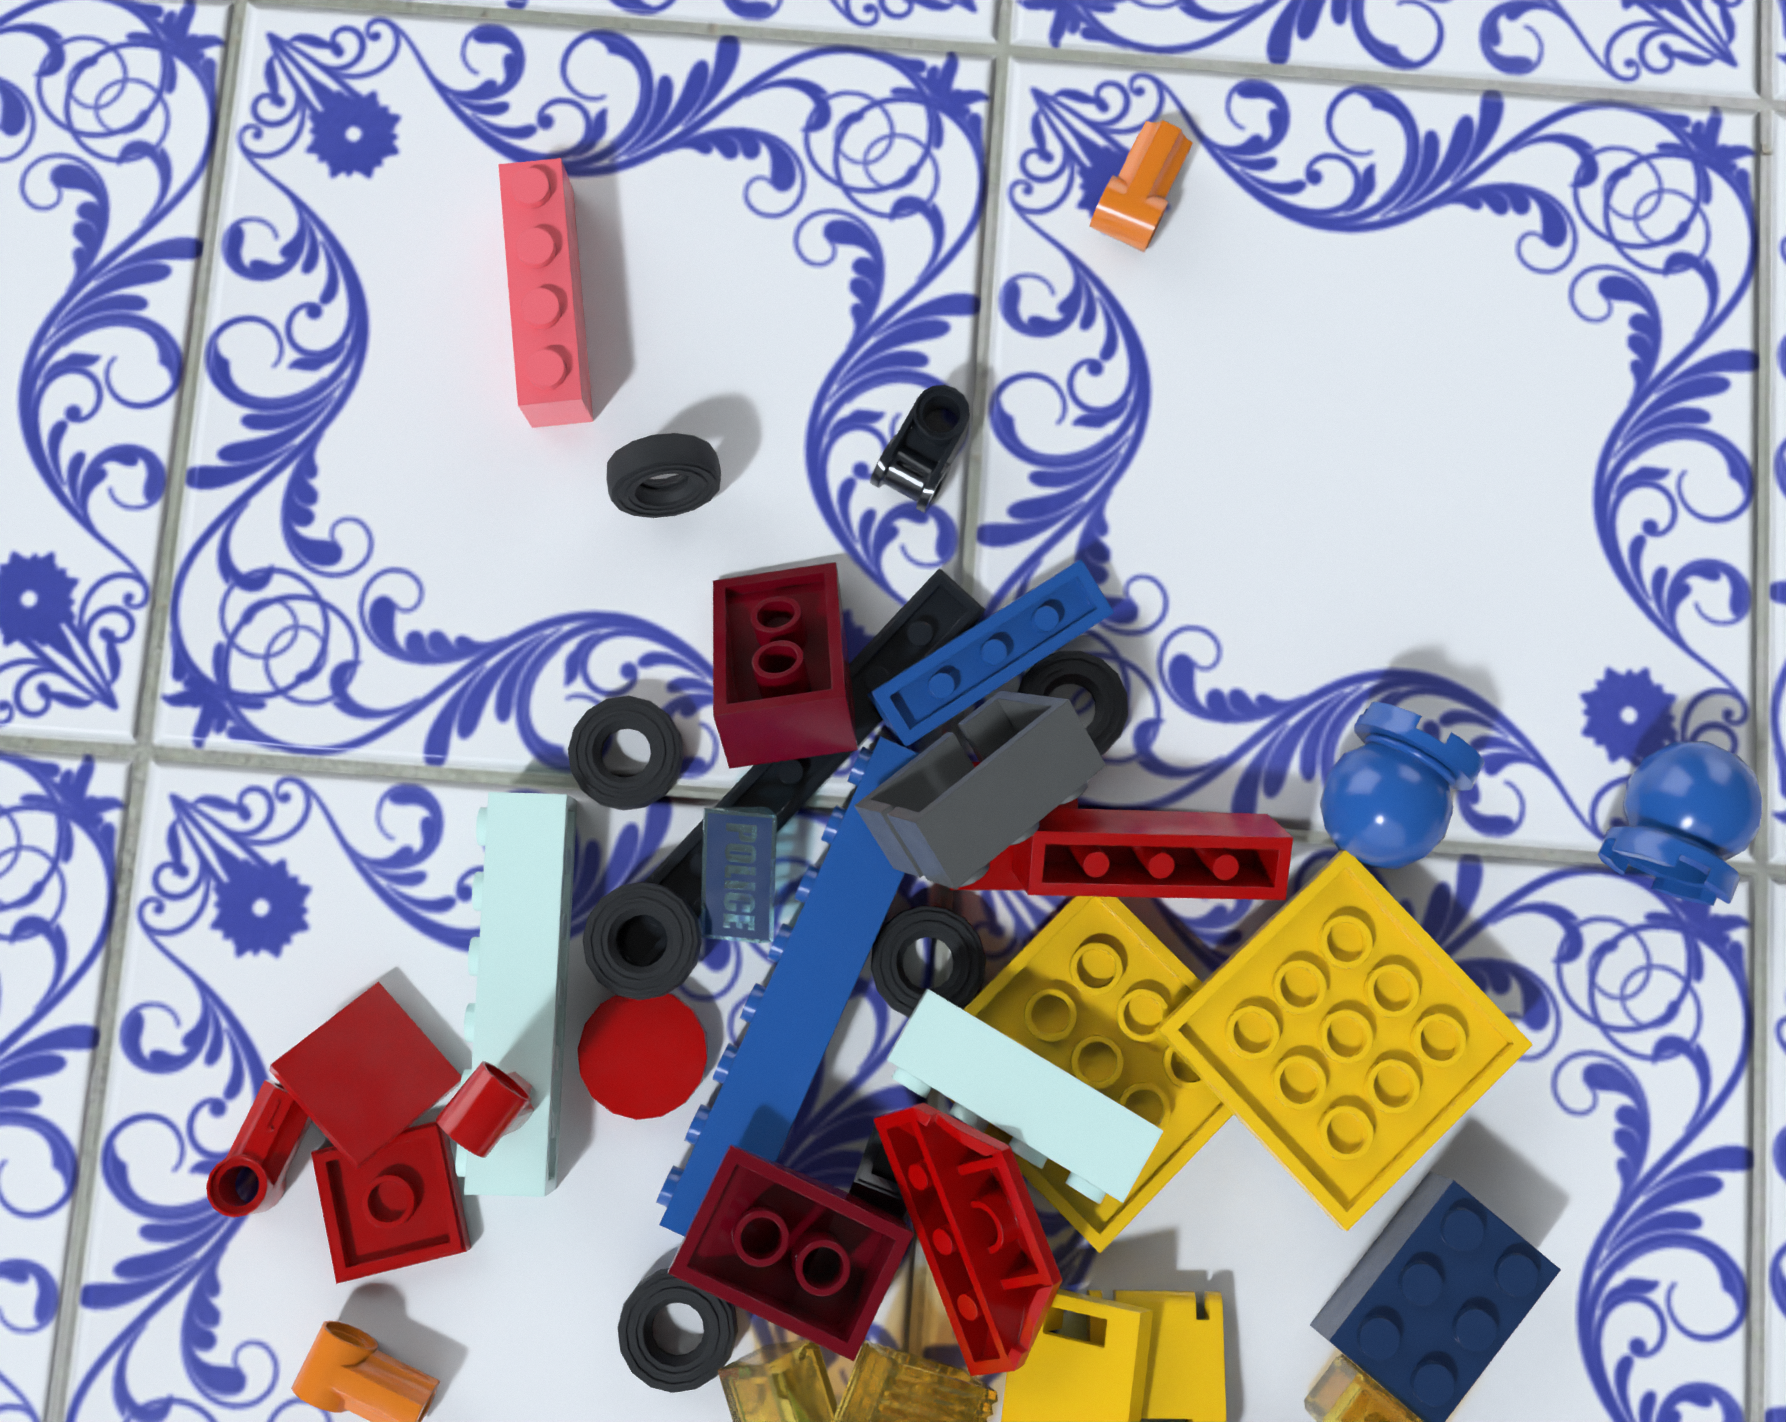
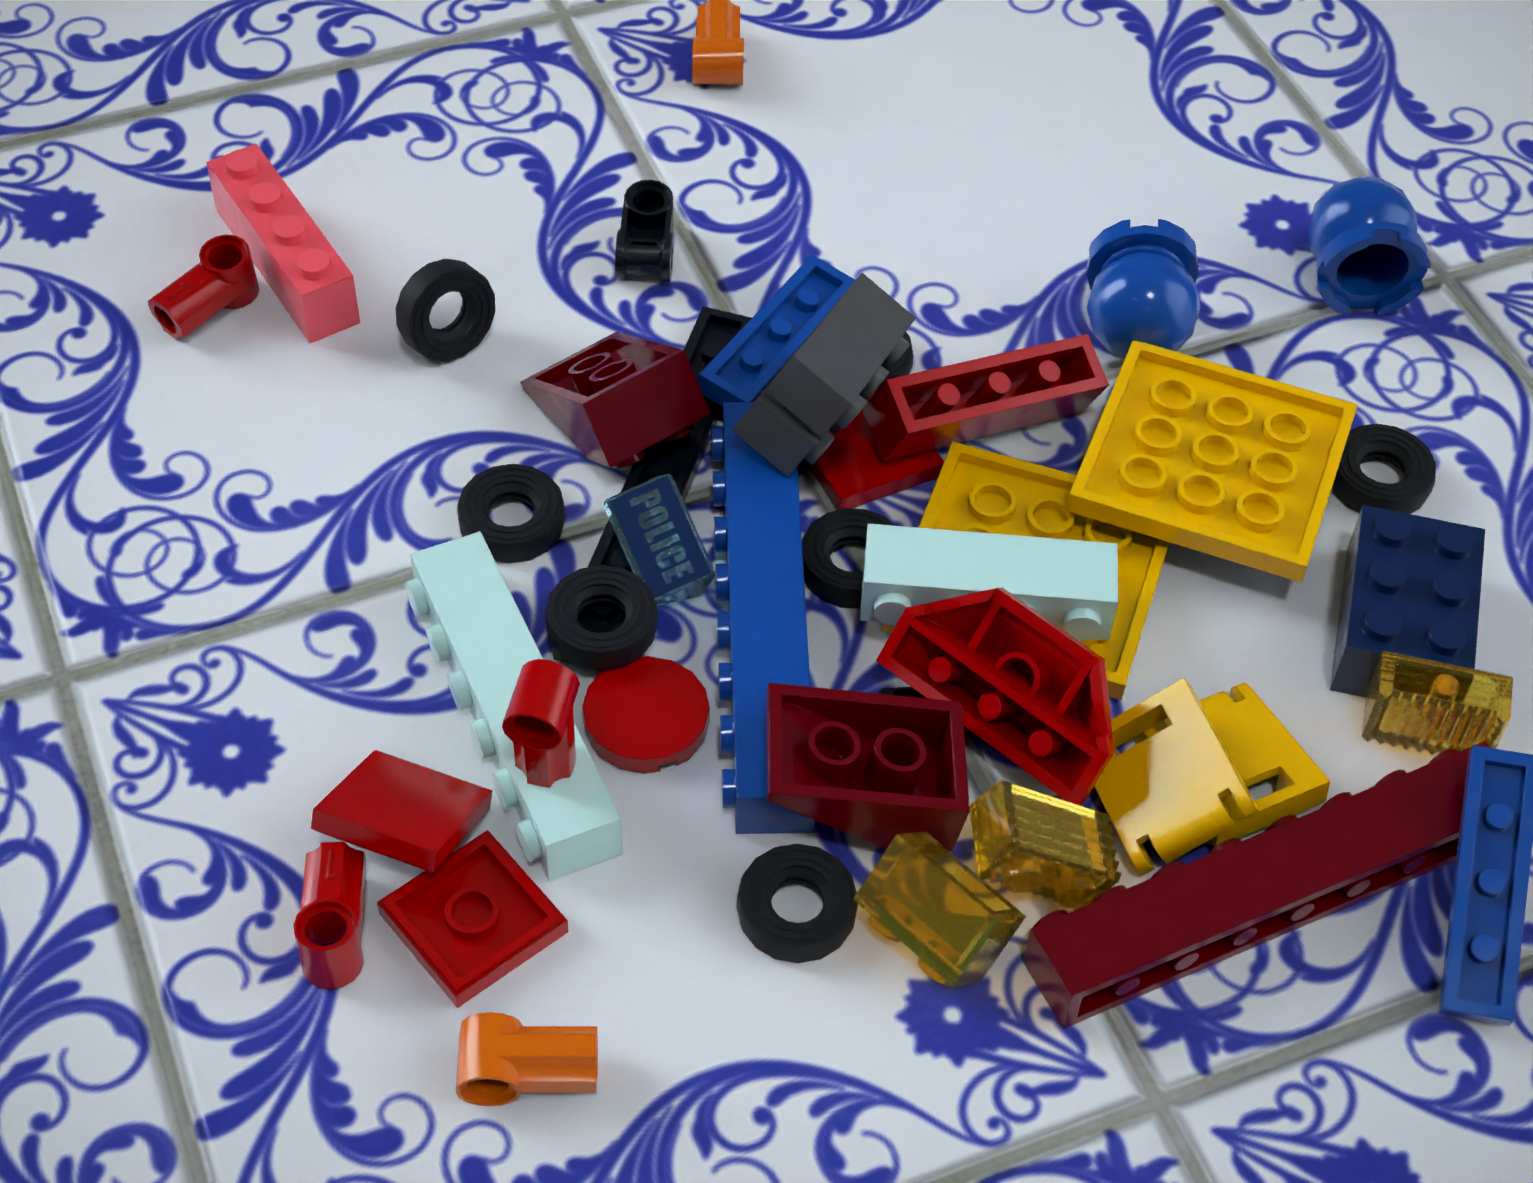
camera: 25 degrees left, 30 degrees down
(441, 324) = (219, 281): none -> red piece
(1556, 1127) = (1395, 447): none -> black tyre

